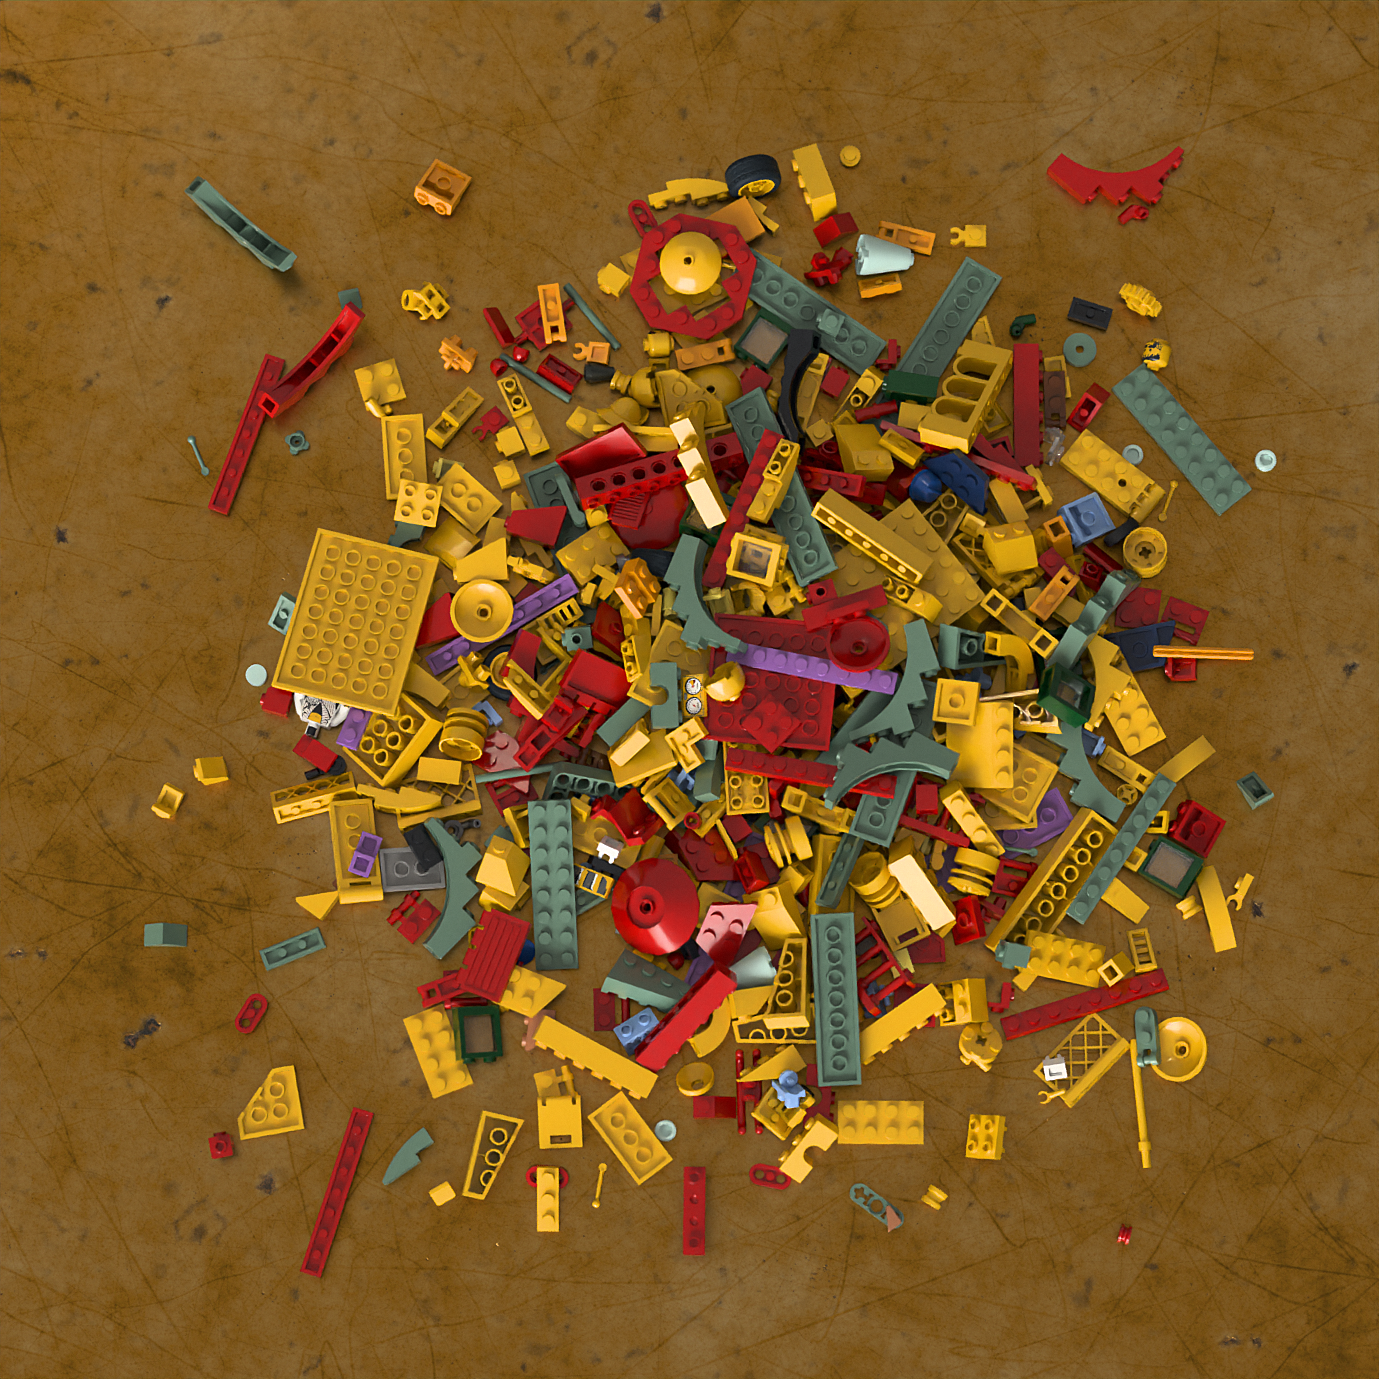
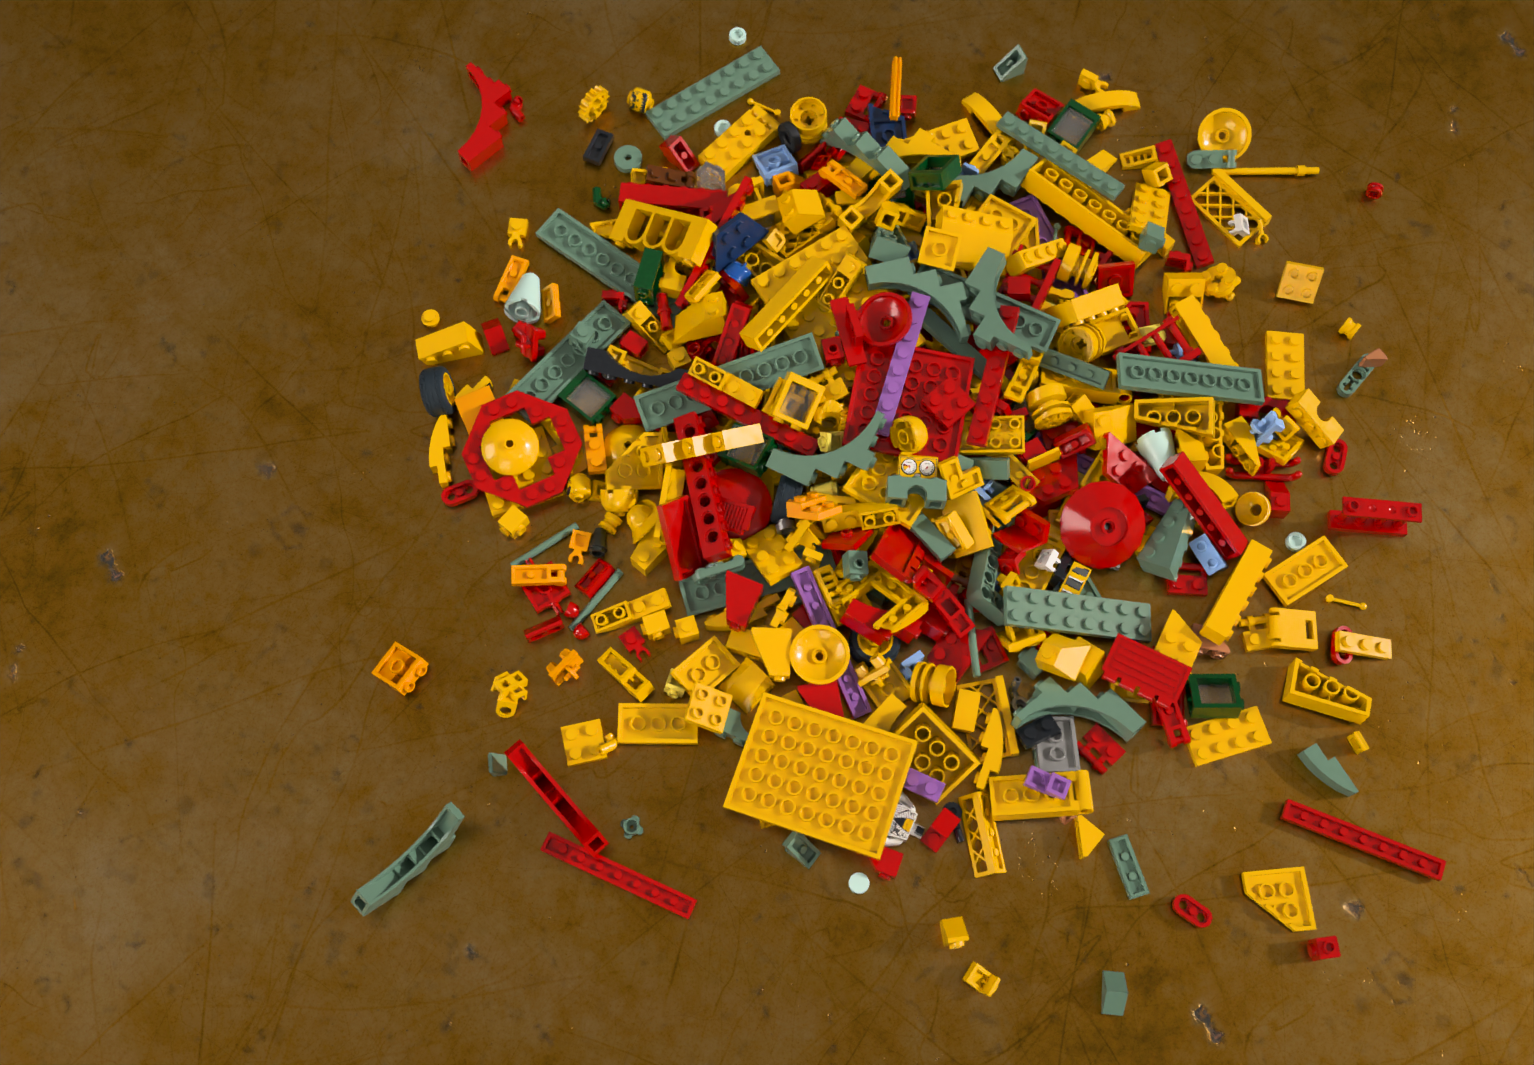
camera: 90 degrees left, 10 degrees down
(205, 471) = (616, 932): sand green hinge -> none

